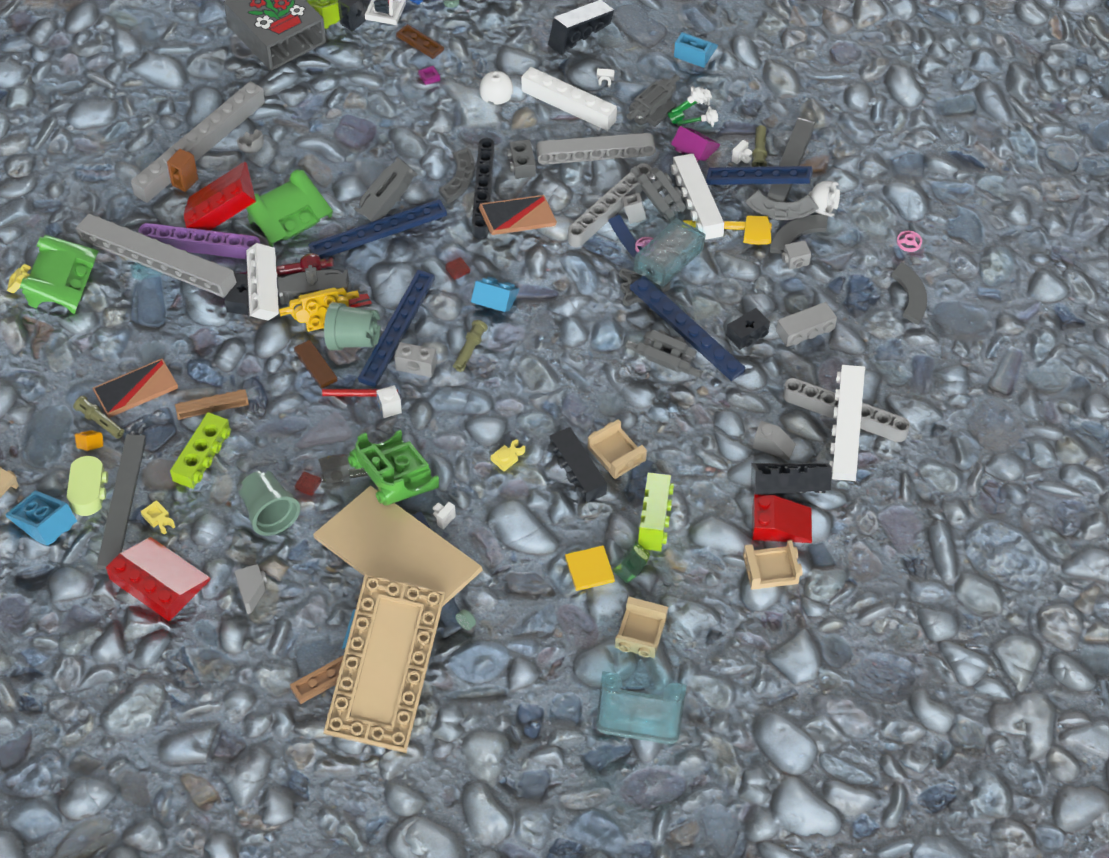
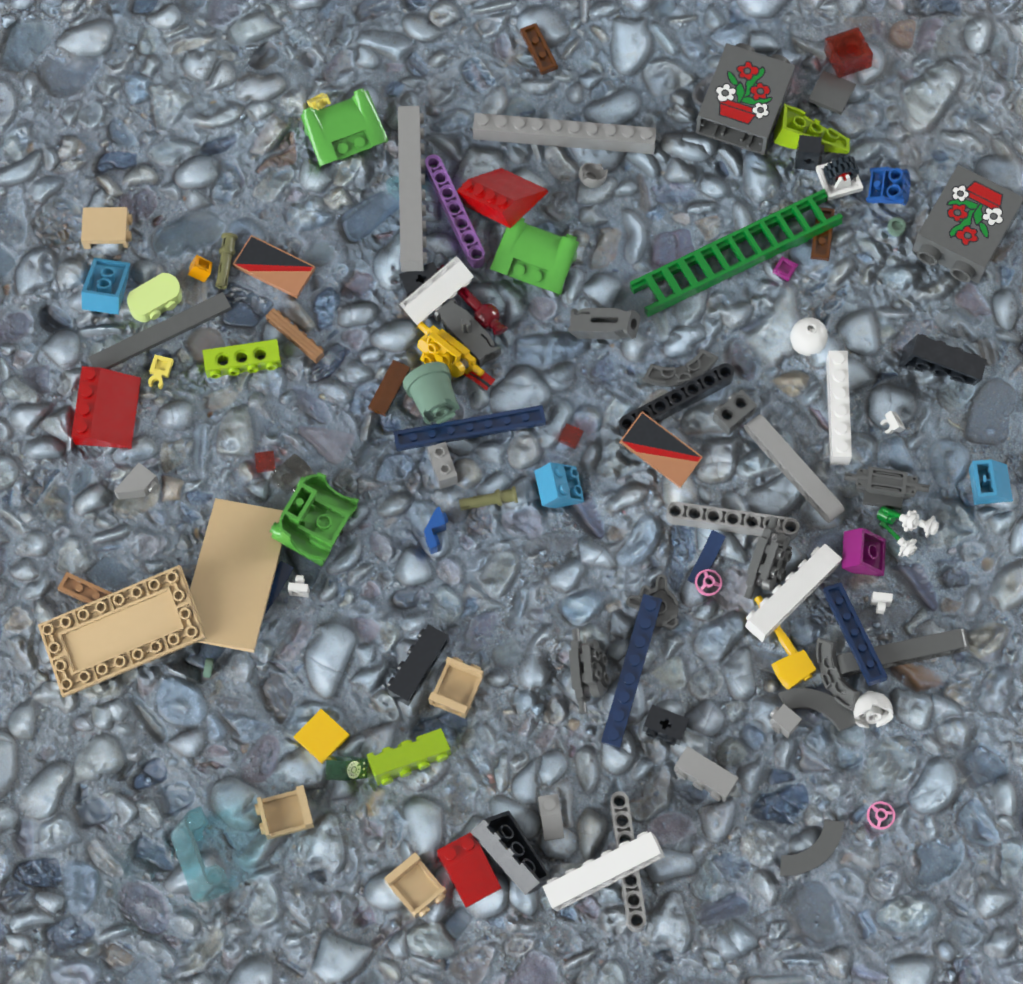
camera: 60 degrees right, 15 degrees up
(110, 123) = (538, 48): none -> reddish brown tile
(182, 170) = (518, 144): dark orange brick -> none
(268, 503) = (216, 444): sand green piece -> none
(350, 392) = (383, 442): red bar -> none
(378, 229) = (567, 343): dark blue plate -> none
(381, 89) = (730, 241): none -> green ladder
(389, 401) = (384, 472): white brick -> none
(470, 400) = (435, 525): none -> blue slope
(506, 457) = (393, 600): light yellow plate -> none
(634, 208) = (739, 545): light grey brick -> none
(669, 252) = (703, 606): brick -> none
(759, 153) = (894, 618): olive pin -> none

